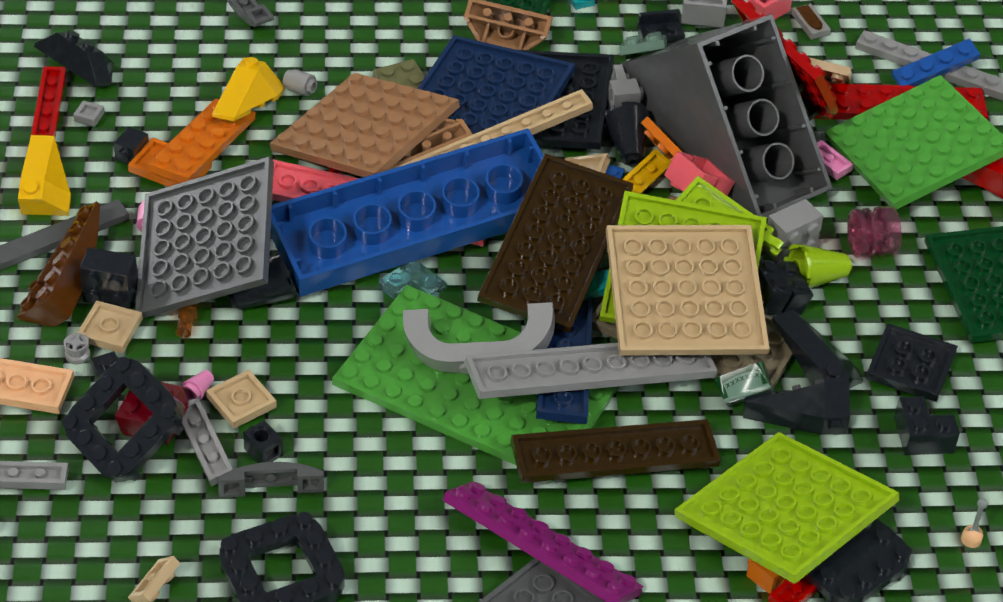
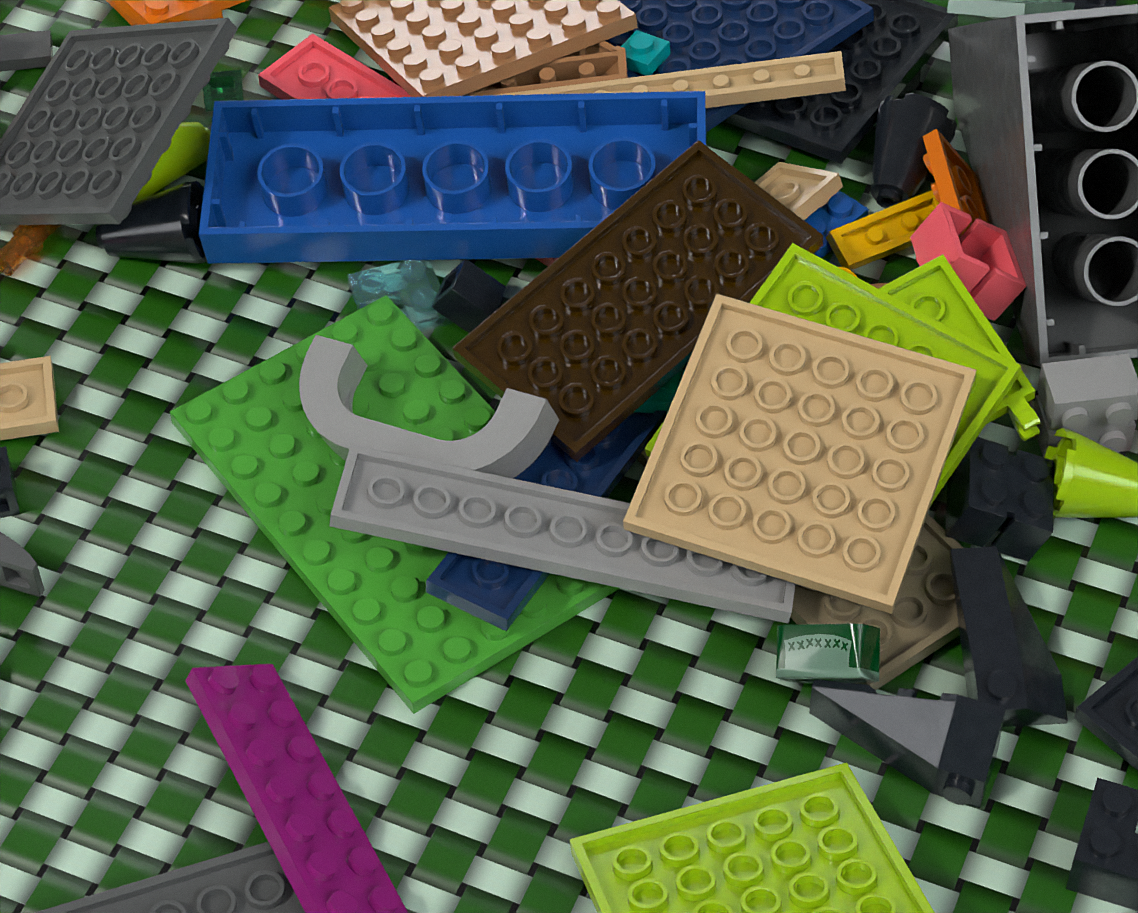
camera: 30 degrees right, 5 degrees up
(454, 271) = (468, 296): none -> black brick
(471, 117) = (645, 52): none -> teal plate
(614, 450) = (533, 696): dark brown plate -> none
(622, 88) = (931, 72): light grey brick -> none

